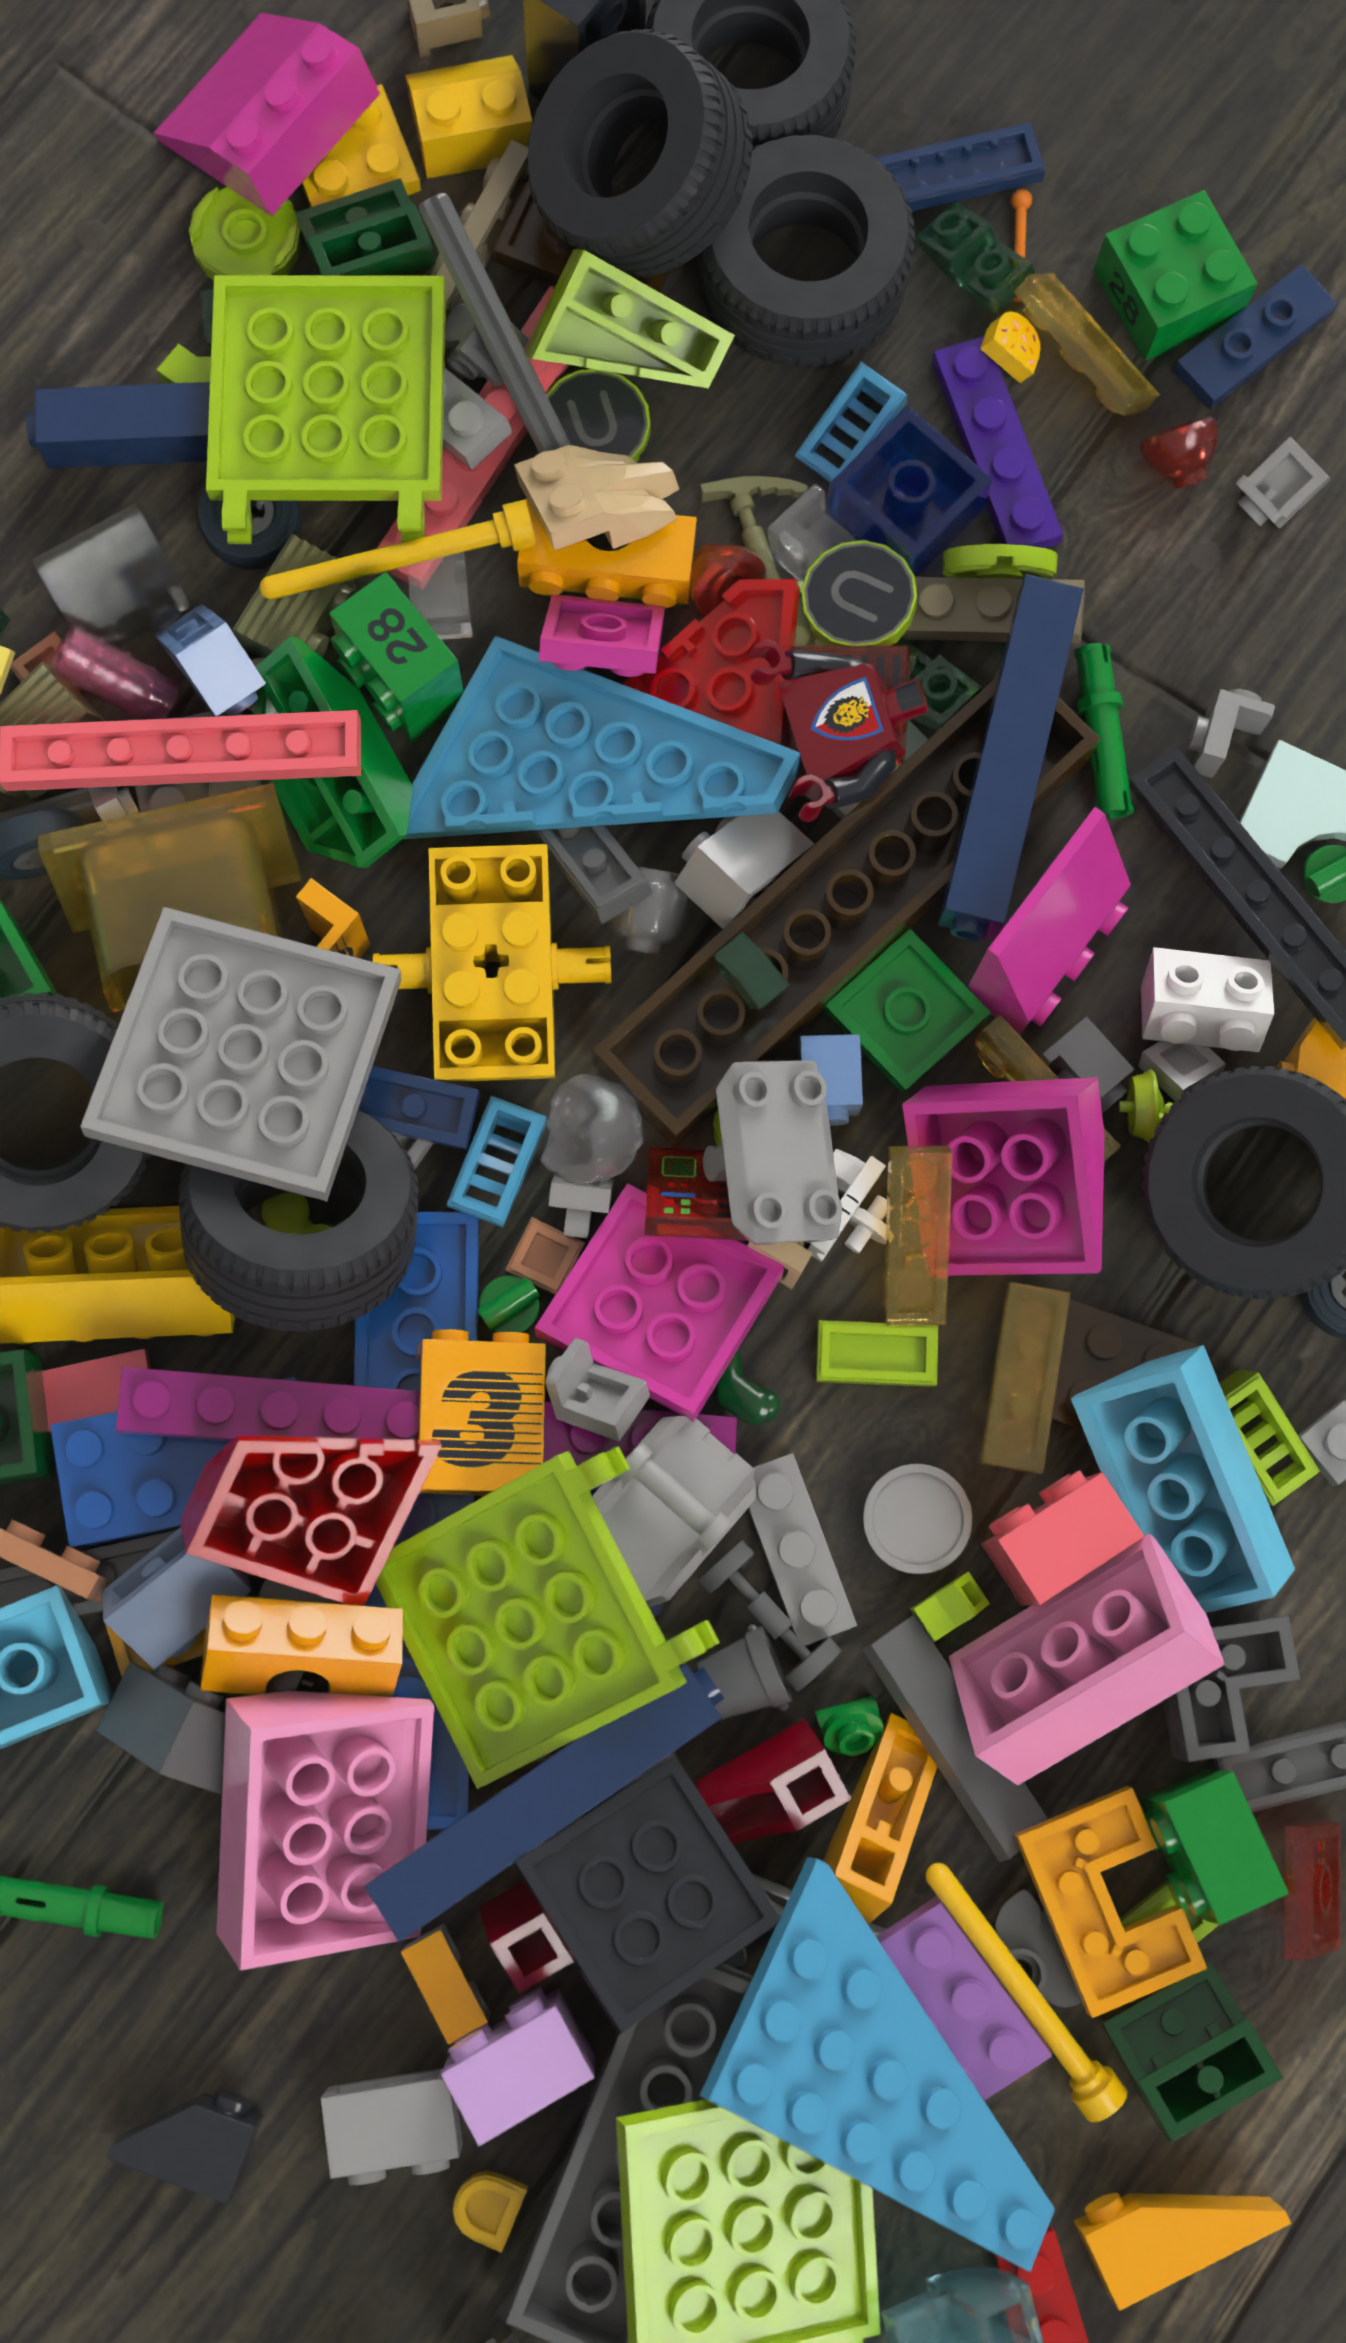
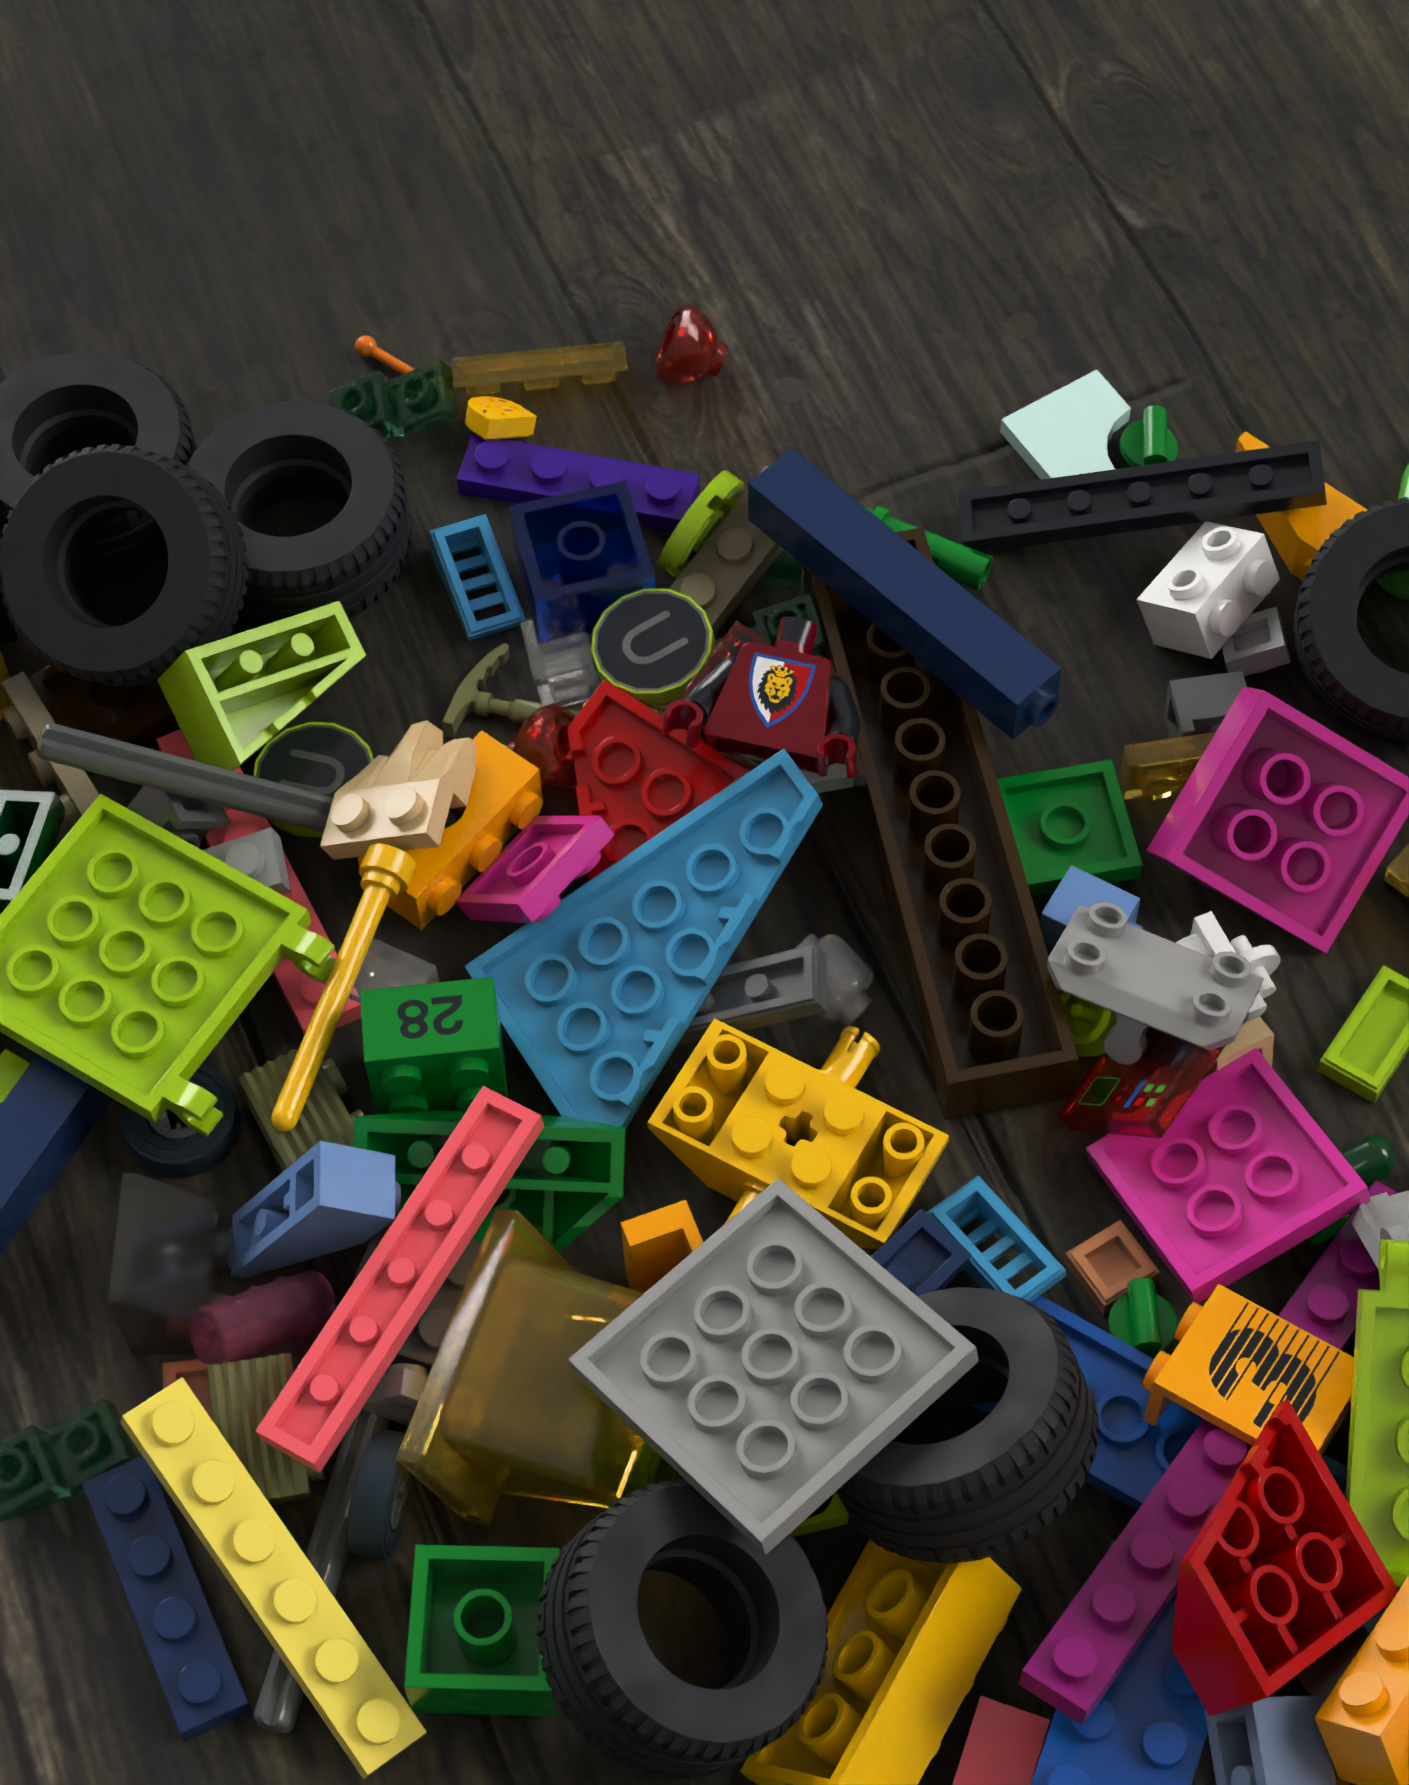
camera: 50 degrees left, 20 degrees down
(580, 1203) = (1077, 1197): light grey tile -> none
(591, 1130) = (1018, 1141): clear hair -> none
(594, 1394) = (1297, 1266): light grey bracket -> none
(739, 862) = (843, 873): light grey brick -> none
(750, 972) = (967, 902): clear green piece -> none
(917, 1235) = (1294, 922): clear yellow plate -> none
(967, 166) = (310, 354): dark blue plate -> none
(1054, 927) = (1094, 707): dark pink slope -> none
(1144, 1105) = (1281, 681): lime hat -> none
(1174, 275) = (528, 270): green brick -> none
(1212, 734) = (960, 452): light grey bracket -> none
(1255, 337) = (623, 250): dark blue plate -> none
(1281, 485) = (773, 296): light grey bracket -> none

